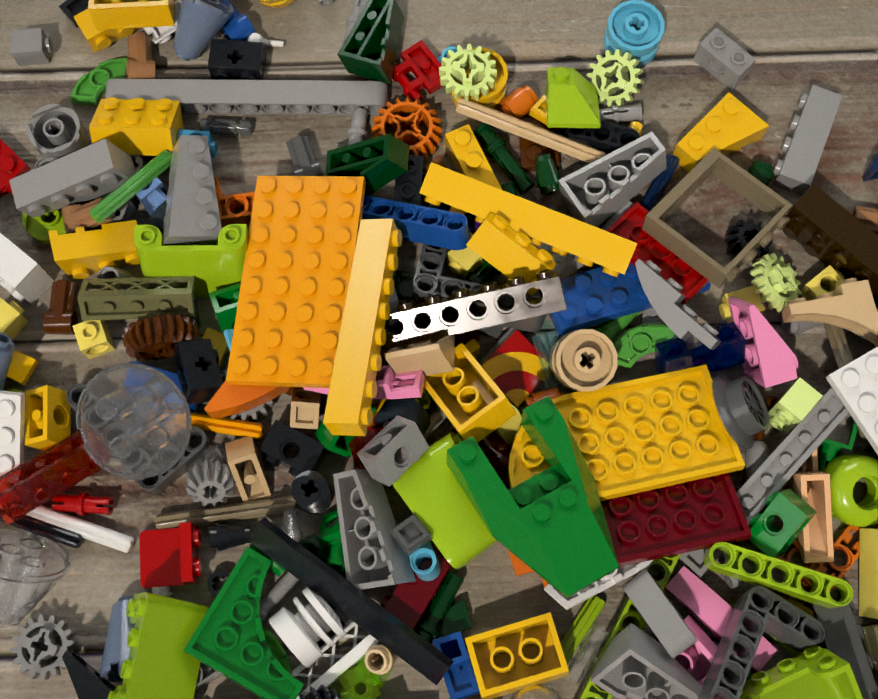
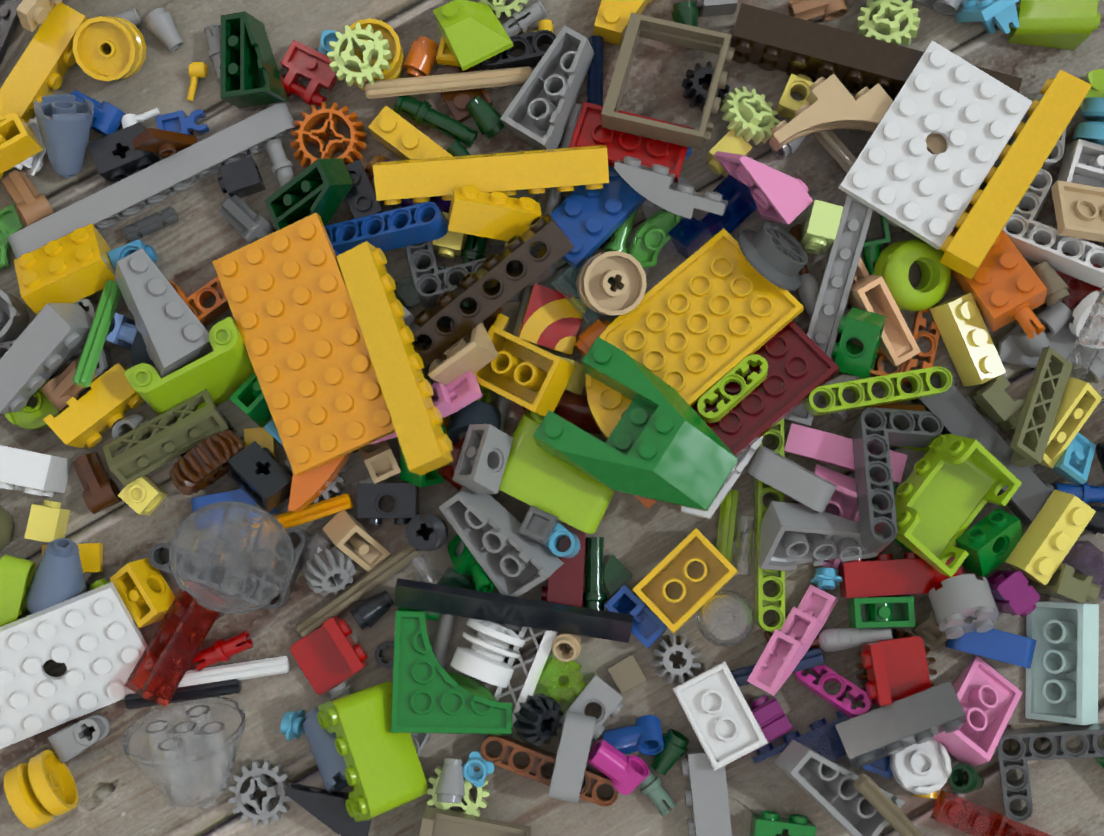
camera: 25 degrees left, 10 degrees up
(104, 600) = (292, 724): none -> medium azure plate
(271, 64) = (162, 141): none -> reddish brown plate
(291, 61) = (180, 123): none -> blue plate
(319, 126) = (241, 178): none -> black brick
(331, 28) = (196, 71): none -> yellow hand
(651, 493) = (732, 400): none -> lime beam

